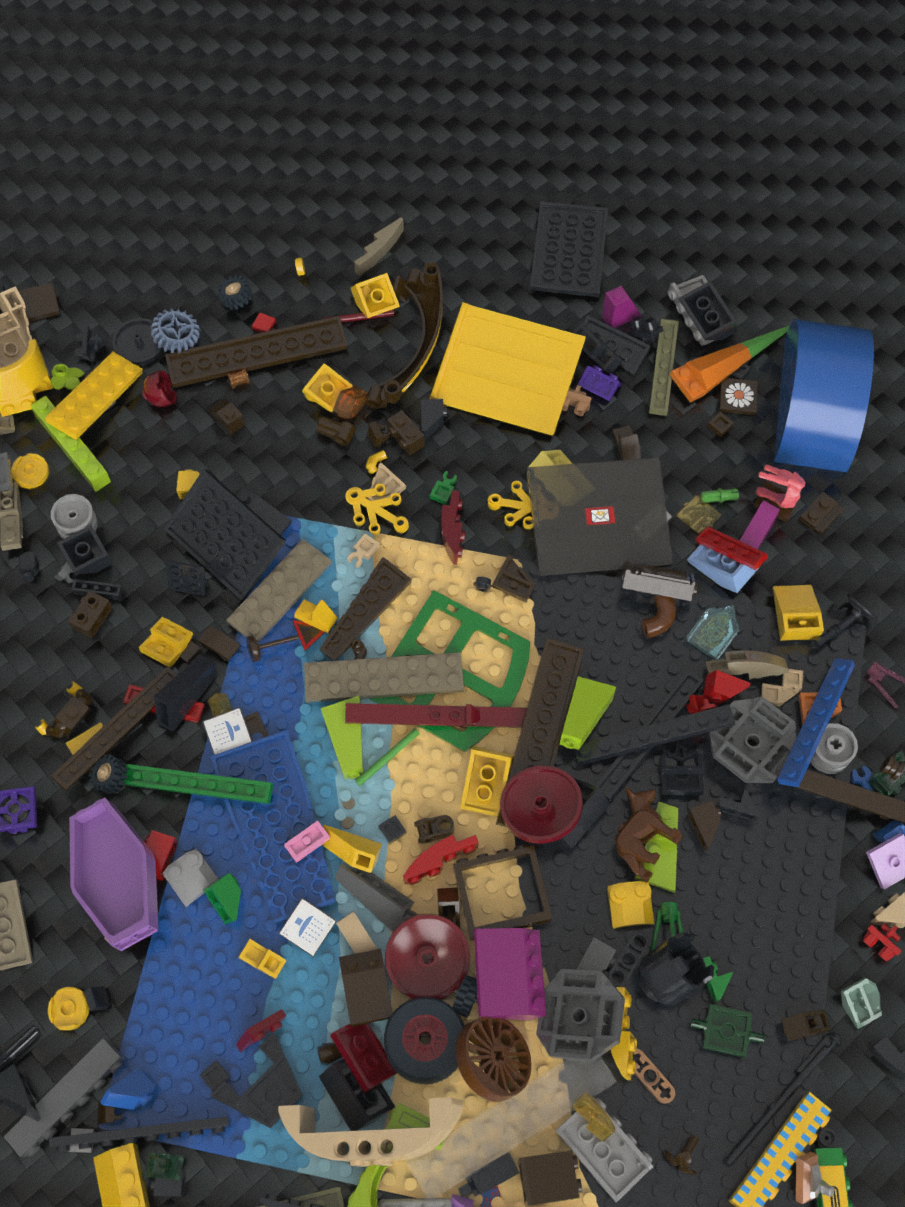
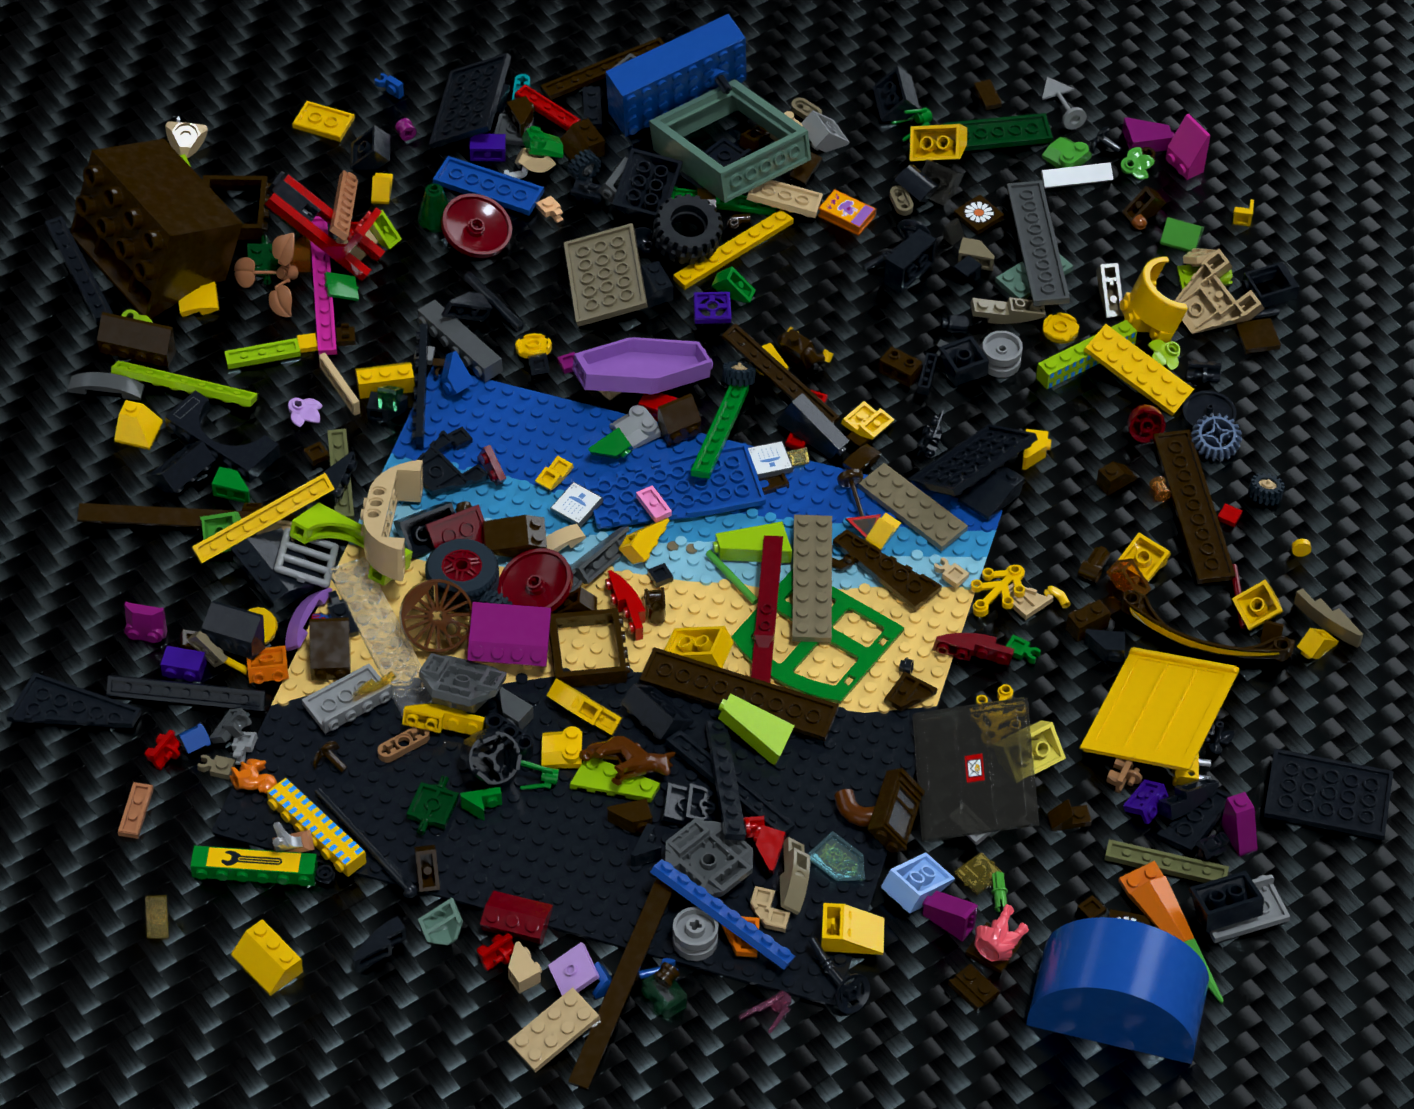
camera: 95 degrees right, 15 degrees down
(89, 965) = (566, 362): none -> magenta tile
(187, 826) = (679, 420): none -> dark brown slope
(375, 434) = (1087, 595): dark brown tile -> none
(409, 254) = (1316, 643): none -> yellow slope
(541, 804) = (663, 673): dark red dish -> none
(581, 890) = (584, 707): none -> yellow slope
(731, 548) = (929, 880): red tile -> none
(844, 924) = (517, 916): none -> dark red slope

